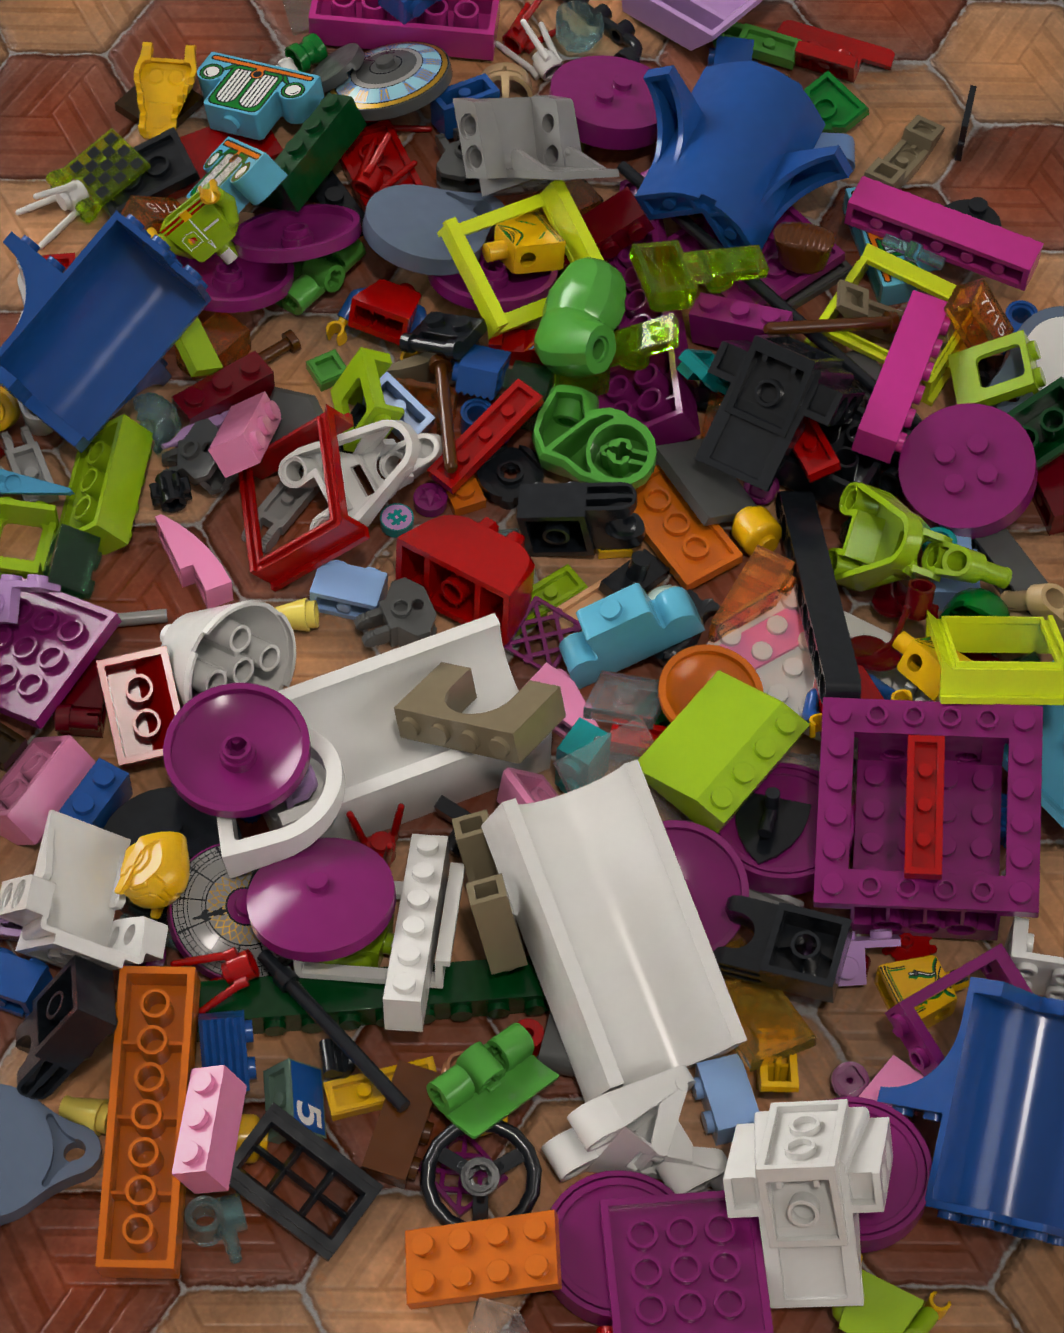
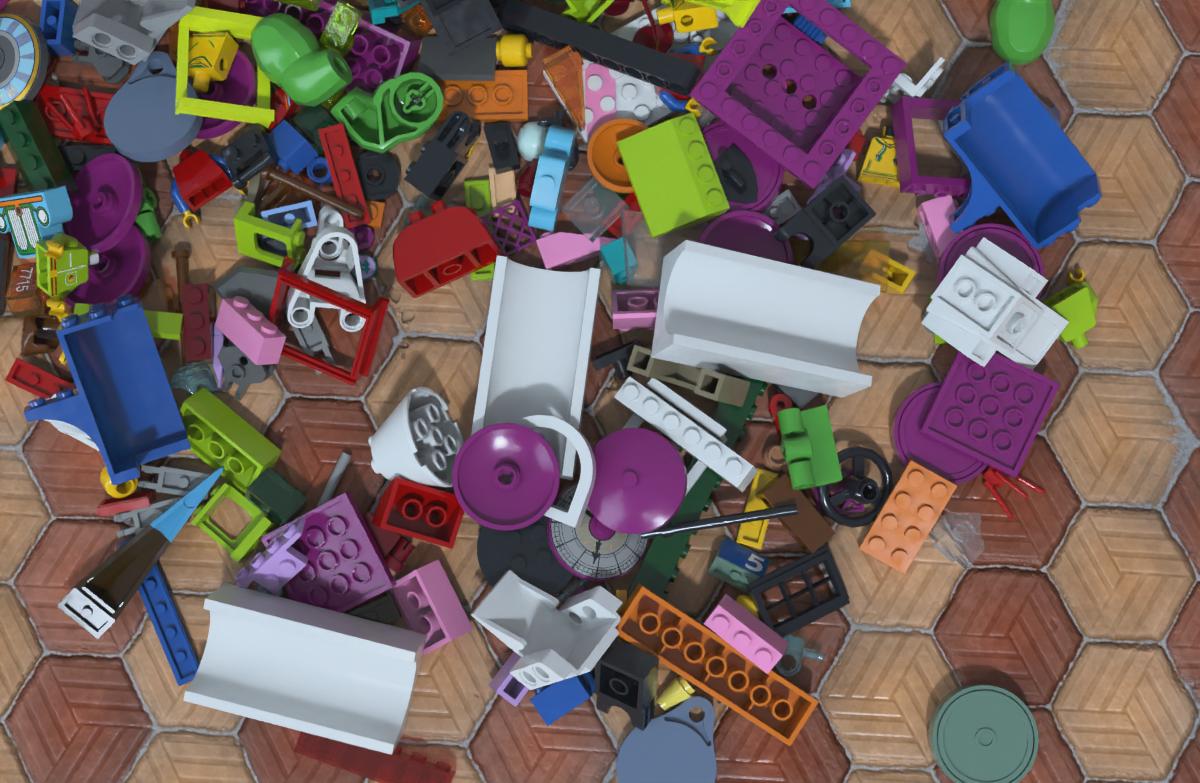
camera: 55 degrees left, 25 degrees up
(99, 794) = (464, 575): blue brick -> none
(155, 871) = (552, 571): yellow helmet -> none
(170, 491) = (255, 400): black gear -> none
(194, 562) = (320, 415): bright pink slope -> none
(225, 1043) = (689, 592): blue brick -> none
(236, 971) = (643, 556): red plant -> none
(301, 614) = (399, 374): light yellow cone -> none
(326, 369) = (217, 243): bright green tile -> none
(334, 1061) = (730, 531): black plate -> none
(348, 589) = (403, 329): light blue brick -> none
(381, 841) = (599, 415): red plant -> none
(404, 616) = (445, 311): dark grey hinge -> none
(508, 733) = (599, 306): dark tan arch -> none
(638, 1133) = (883, 400): white connector -> none
(724, 1095) = (890, 316): light blue brick -> none
(849, 1079) = (914, 236): magenta tile -> none
(924, 807) = (806, 84): red plate -> none

